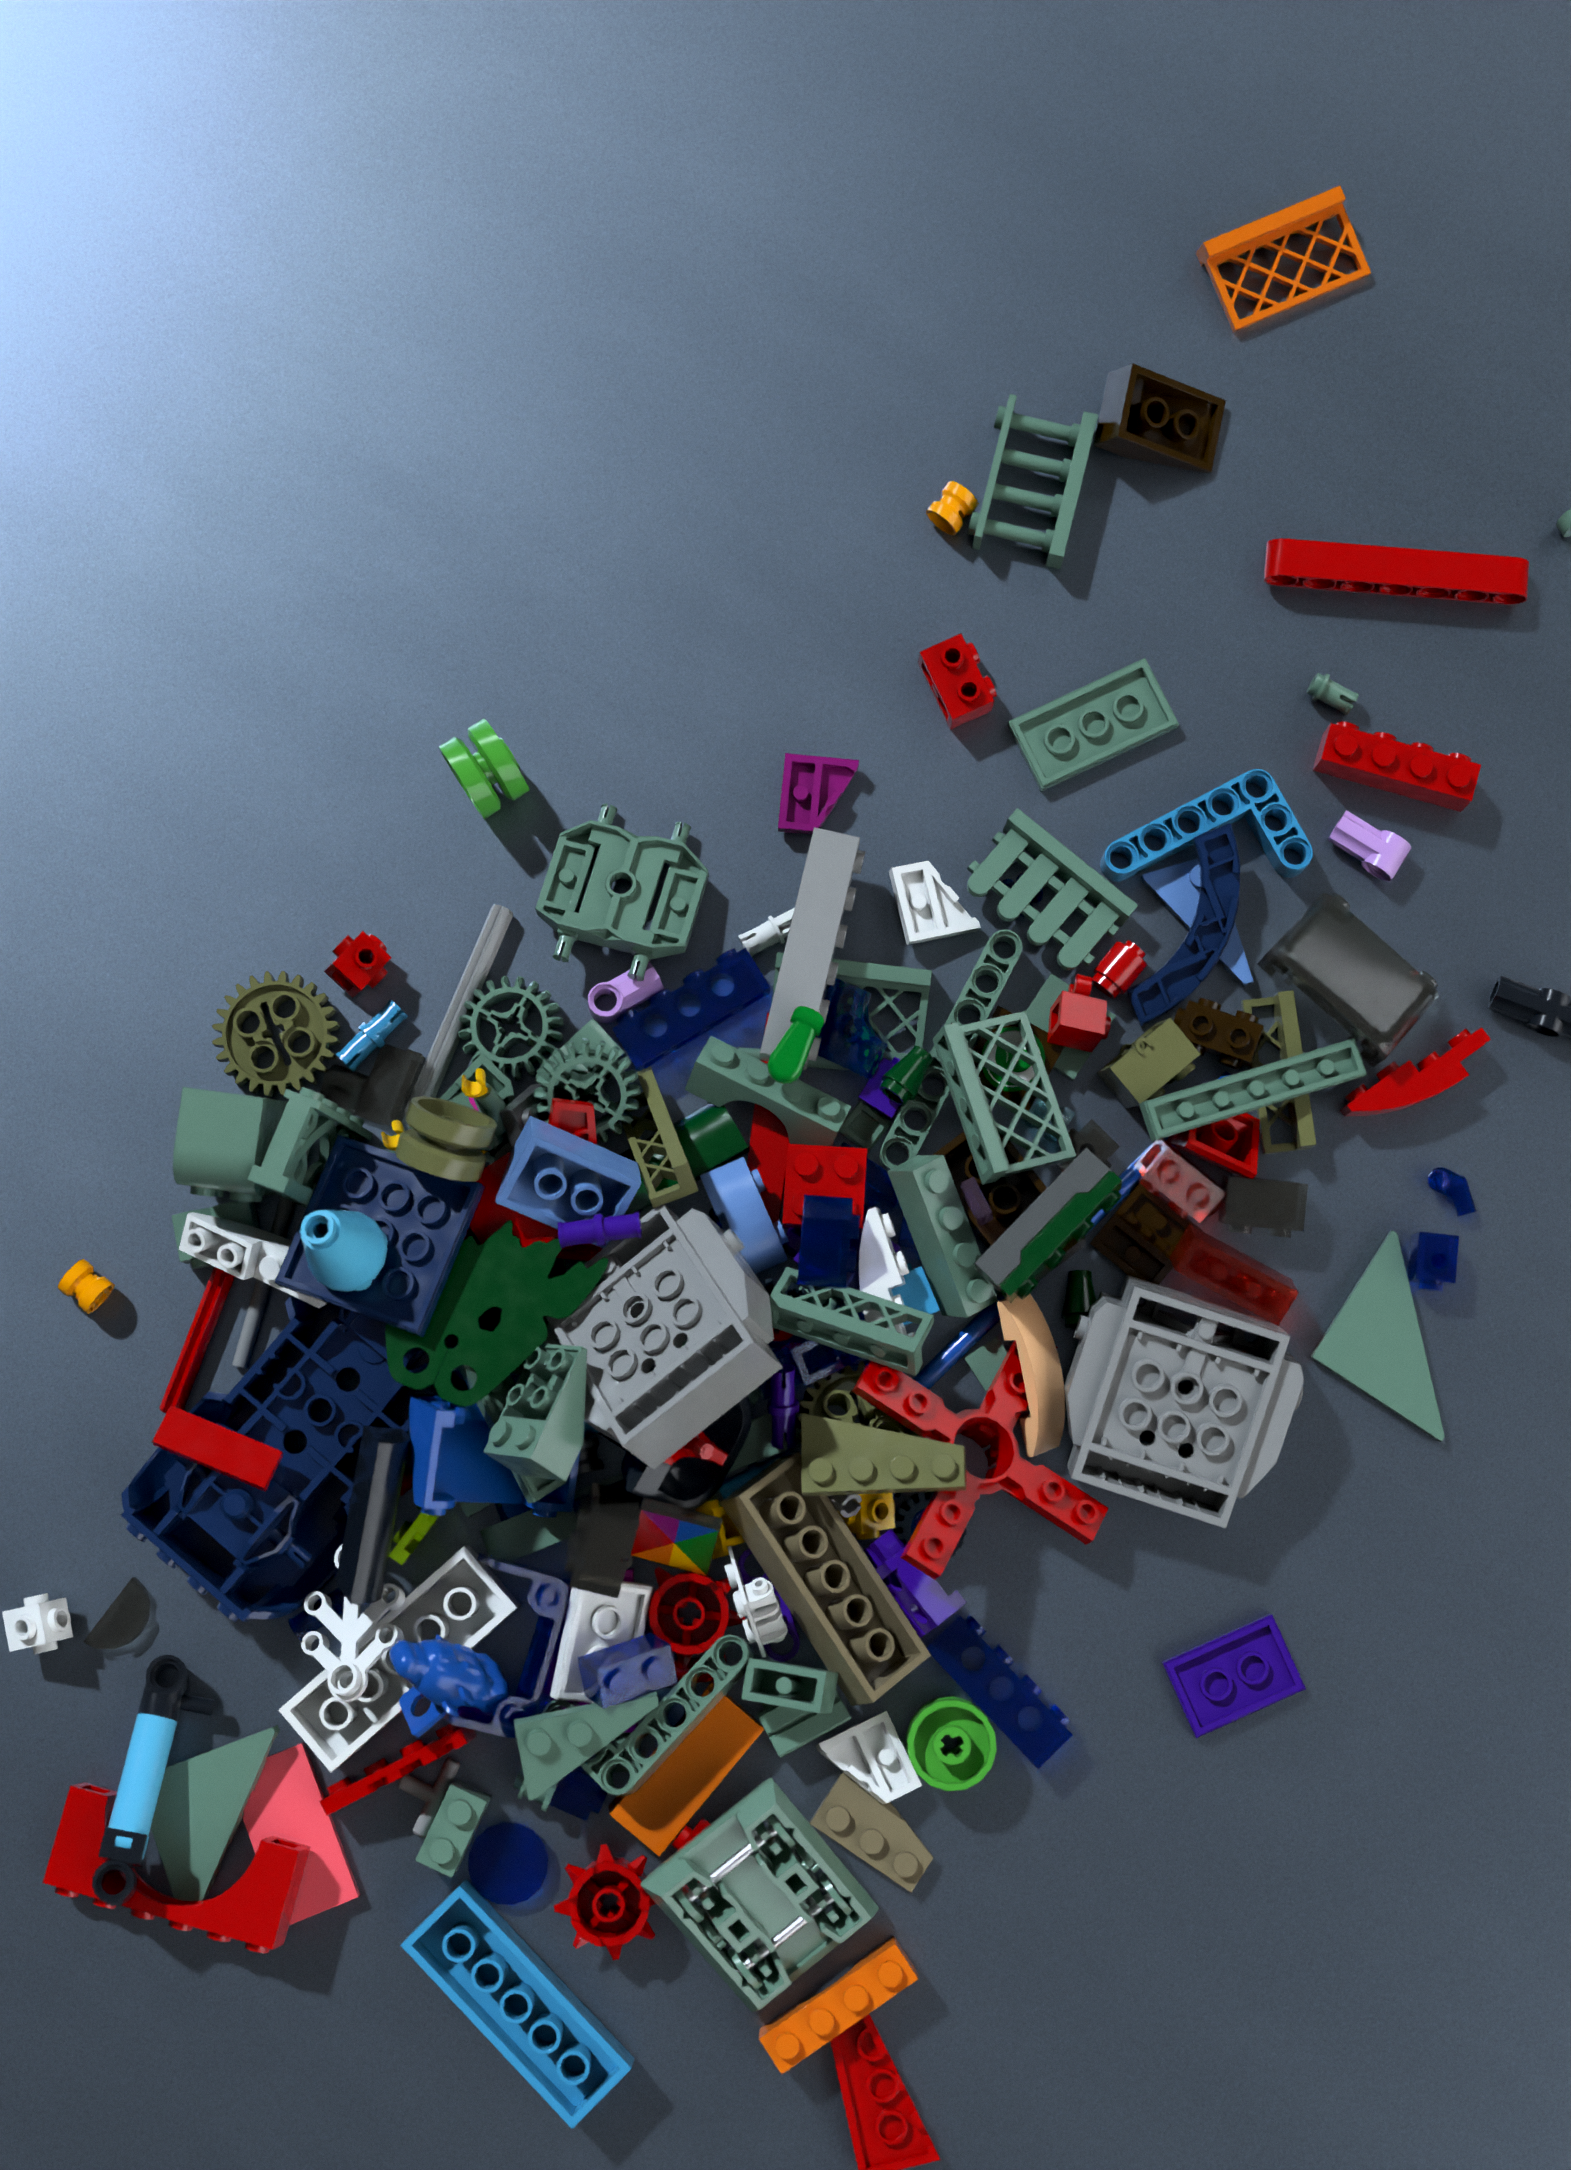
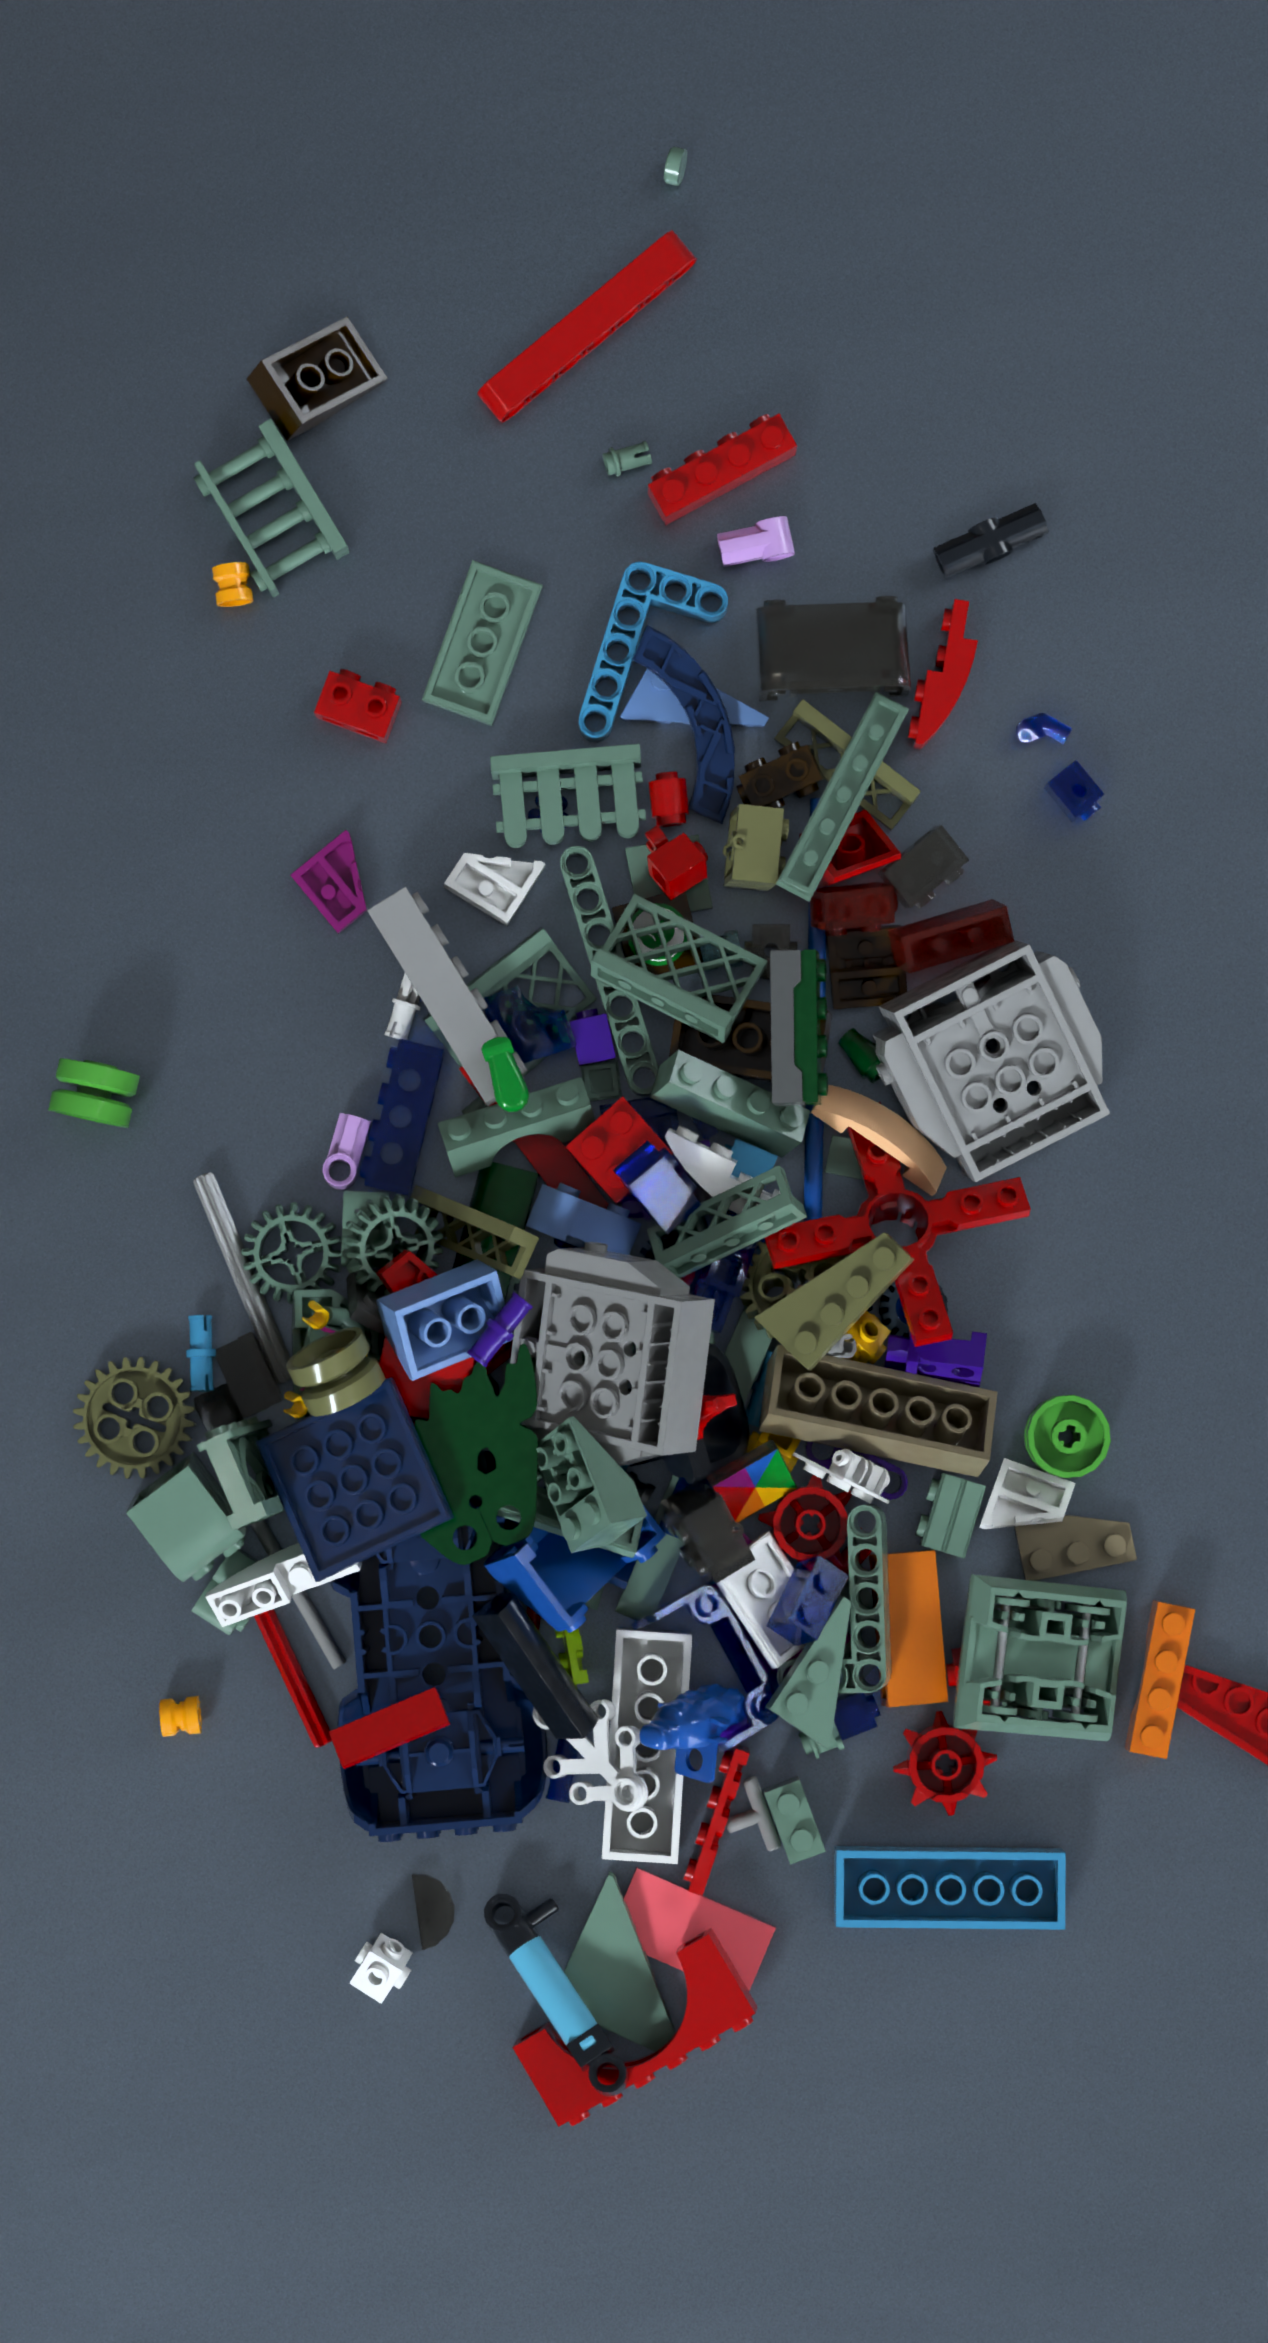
camera: 45 degrees left, 5 degrees up
(343, 1248) = (352, 1509): medium azure cone -> none
(358, 963) = (143, 1312): red brick -> none
(508, 1862) = (852, 1807): clear blue tile -> none
(617, 918) = (290, 1106): sand green piece -> none
(783, 1407) = (739, 1326): dark purple pin -> none
(789, 1685) = (924, 1503): sand green brick -> none
(905, 1077) = (599, 1021): dark green cone -> none
(976, 1201) = (731, 1059): clear purple tile -> none
(1035, 1742) = (1123, 1380): clear blue brick -> none
(1233, 1675) = (1210, 1205): dark purple tile -> none
(1271, 229) = (259, 158): orange fence -> none
(1379, 1342) = (1092, 884): sand green tile -> none

